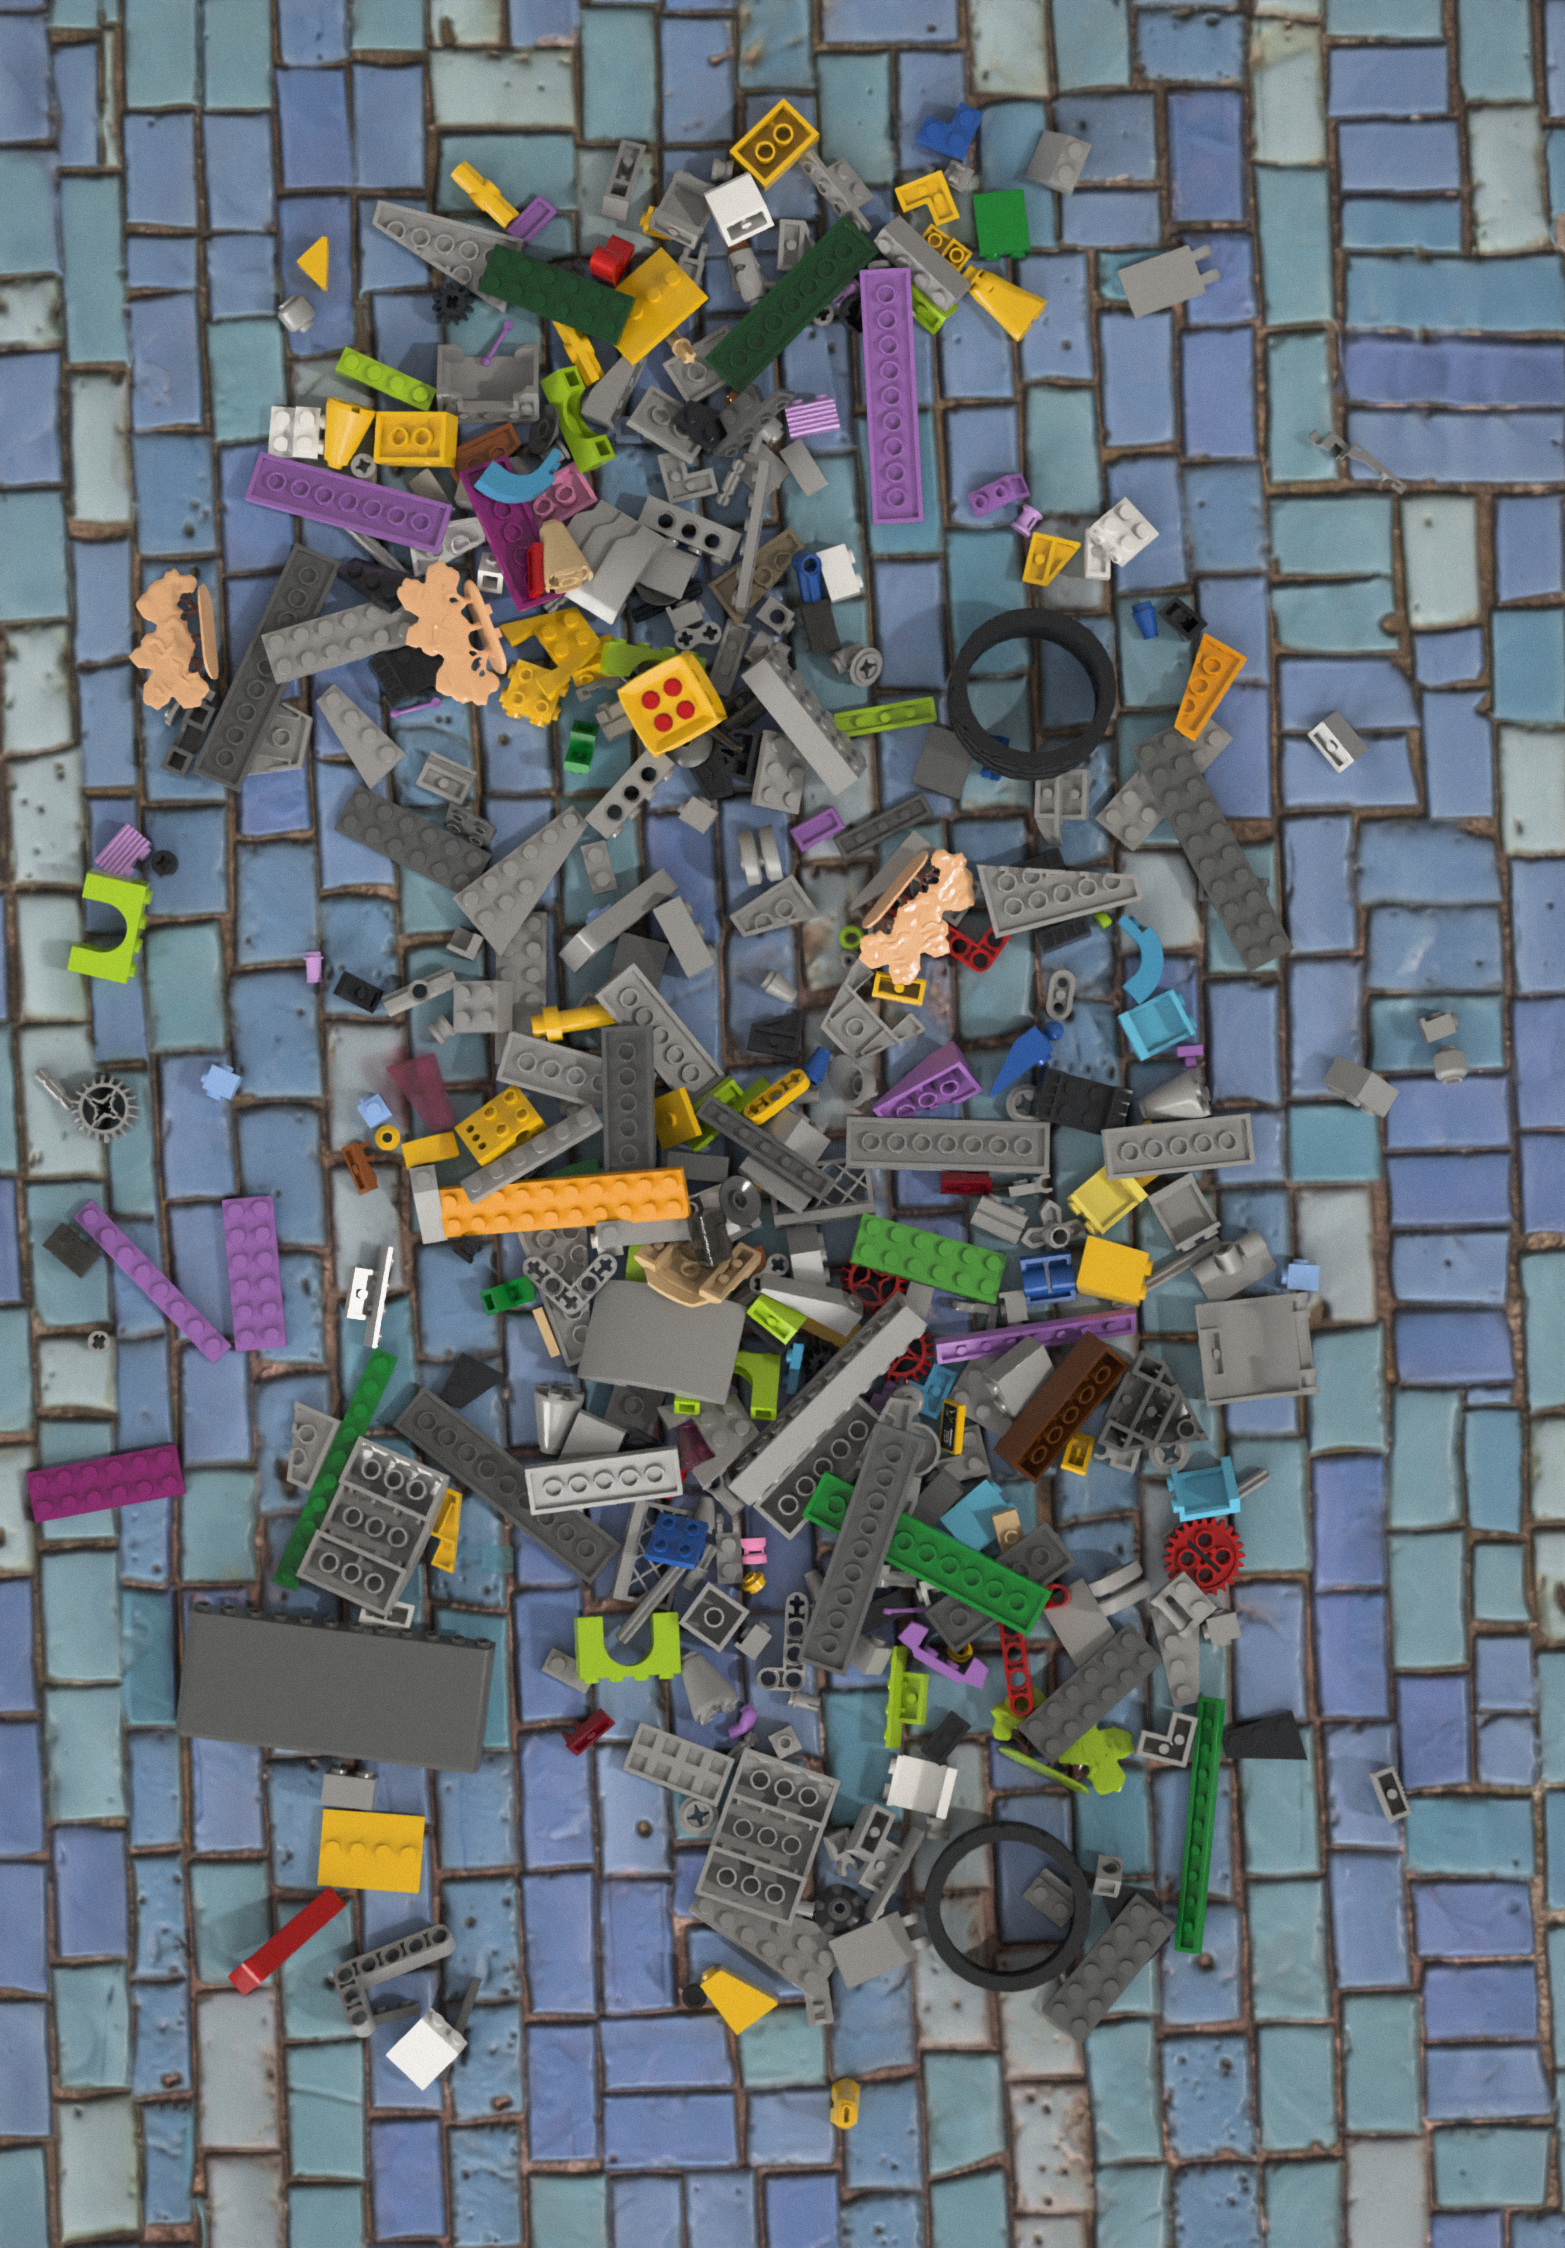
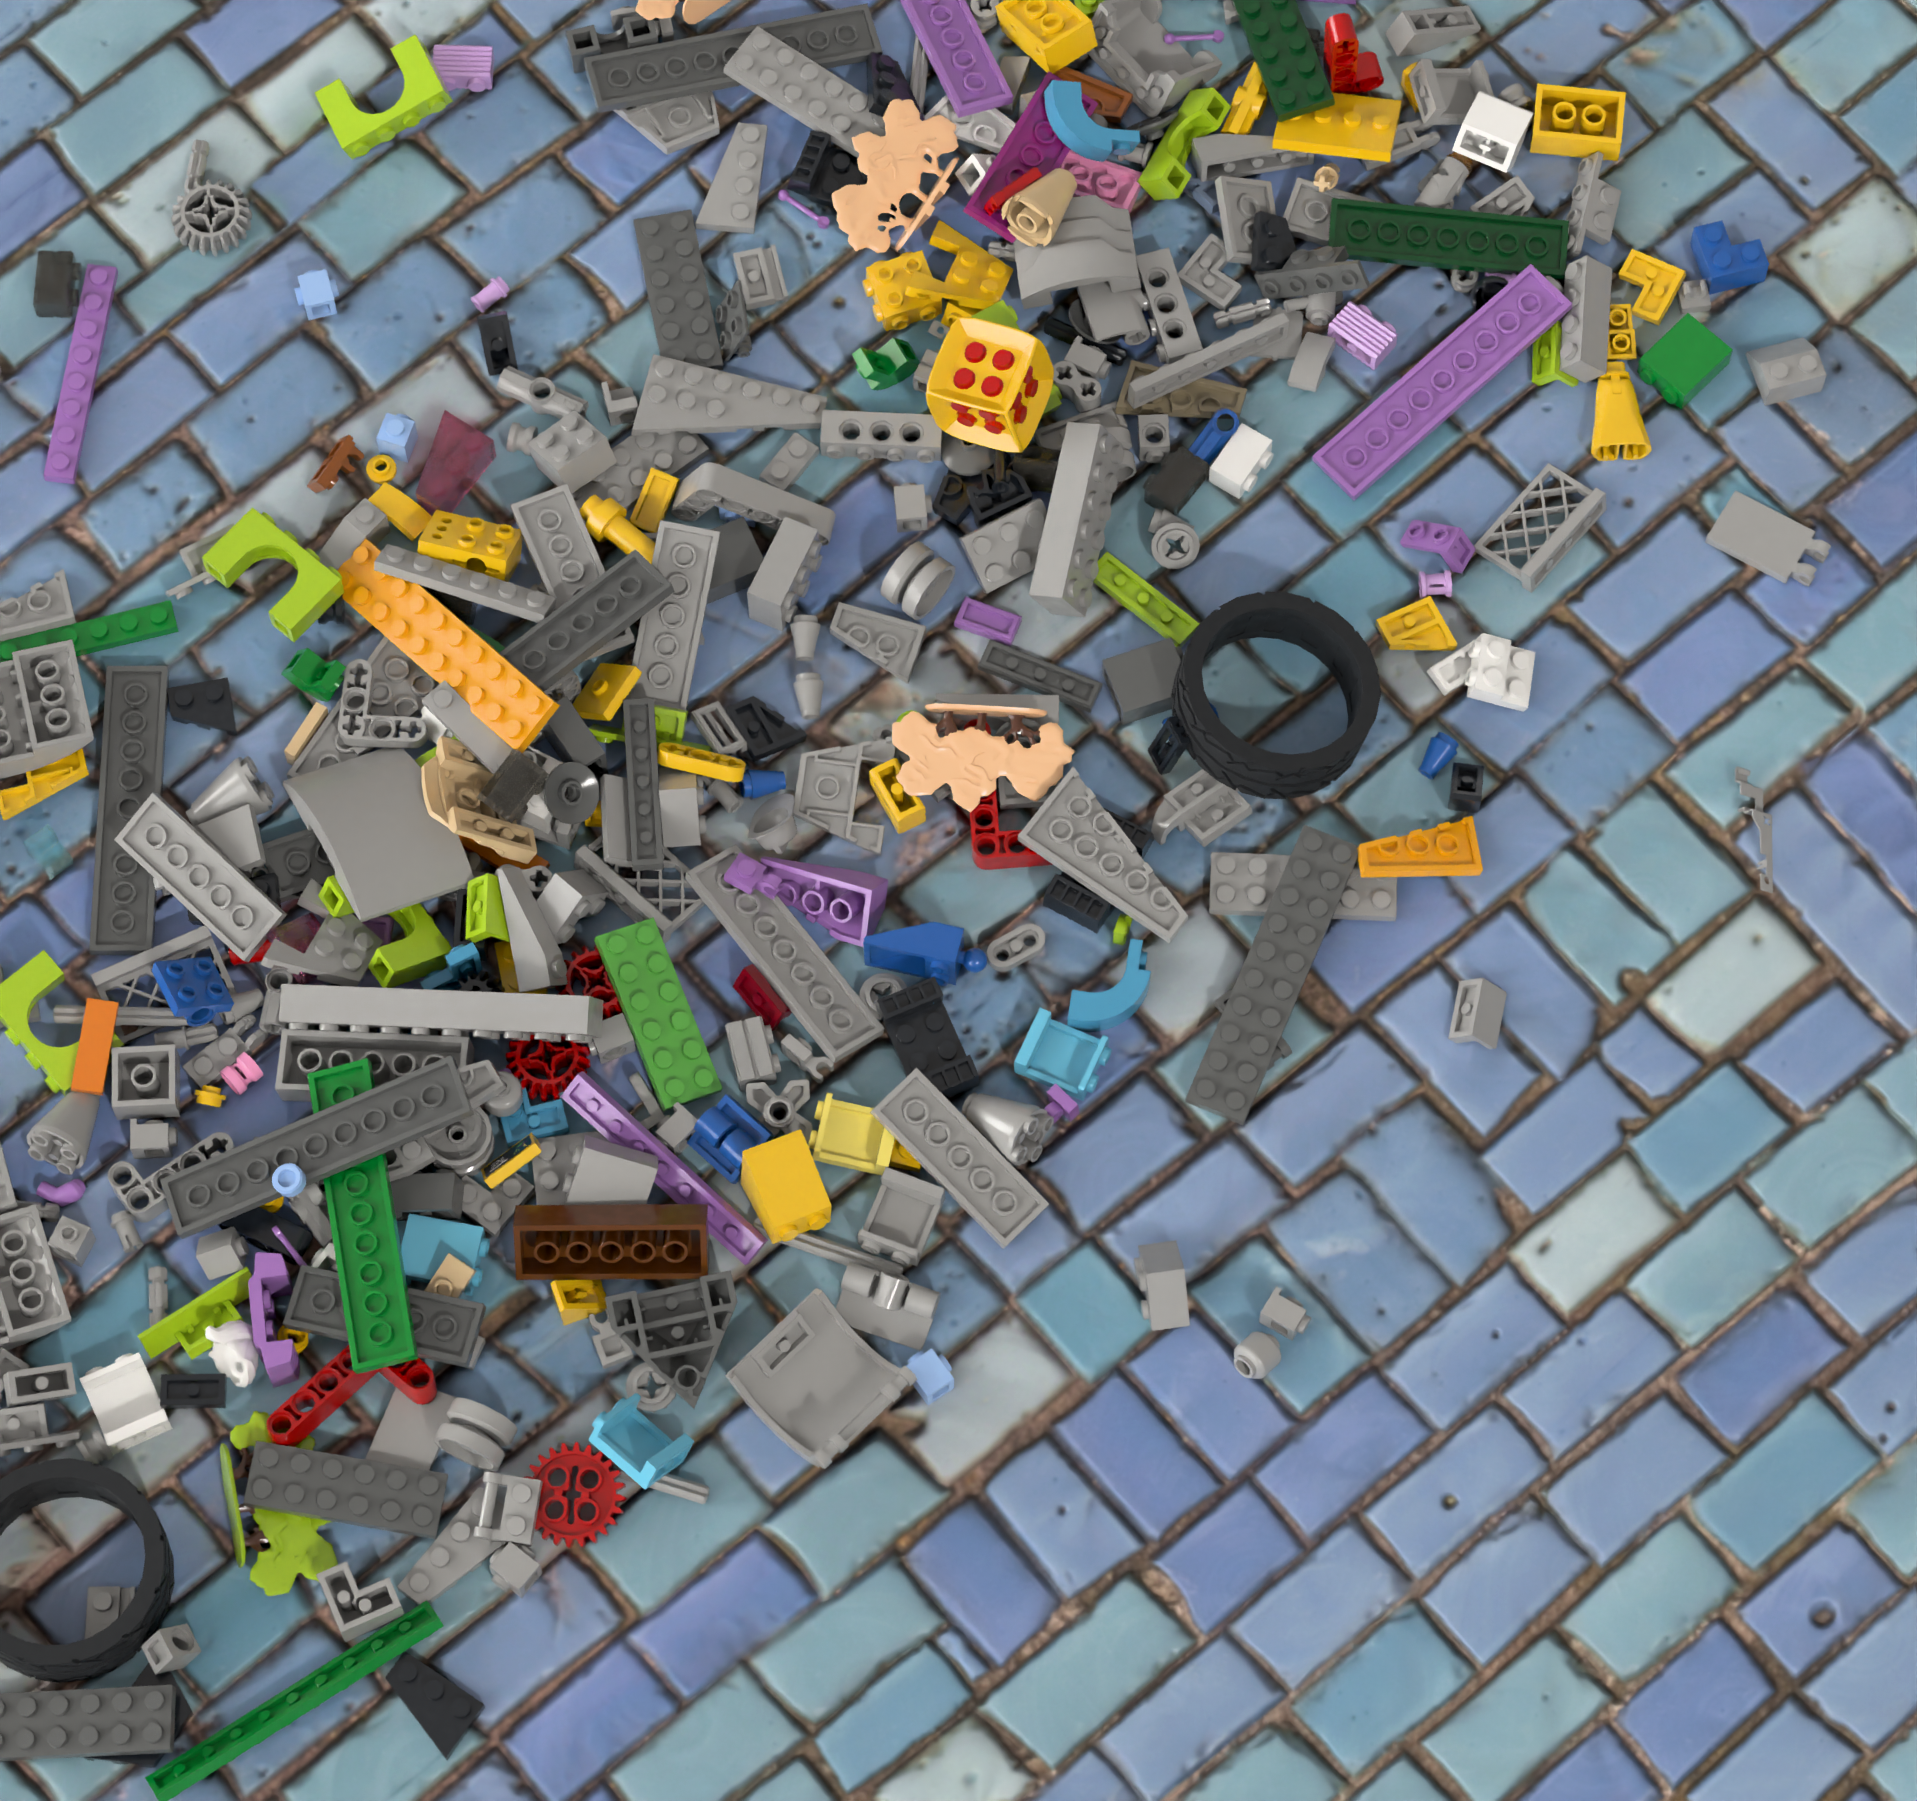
camera: 50 degrees right, 20 degrees down
(167, 866) = (482, 114): black wheel -> none
(254, 1273) = (158, 451): medium lavender plate -> none
(385, 1262) = (258, 538): none -> lime arch
(558, 978) = (654, 500): none -> yellow tile
(668, 1632) = (95, 1046): none -> orange tile
(734, 956) = (805, 635): none -> light grey cone
(757, 1074) = (739, 741): none -> light grey tile
(864, 1713) = (157, 1294): none -> light grey axle
(872, 1583) = (289, 1180): none -> light blue tile
(878, 1127) = (750, 875): none -> medium lavender plate
(944, 1694) = (234, 1351): none -> white hair
(1006, 781) = (1172, 749): none -> black tile
(1061, 413) = (1563, 535): none -> light grey fence

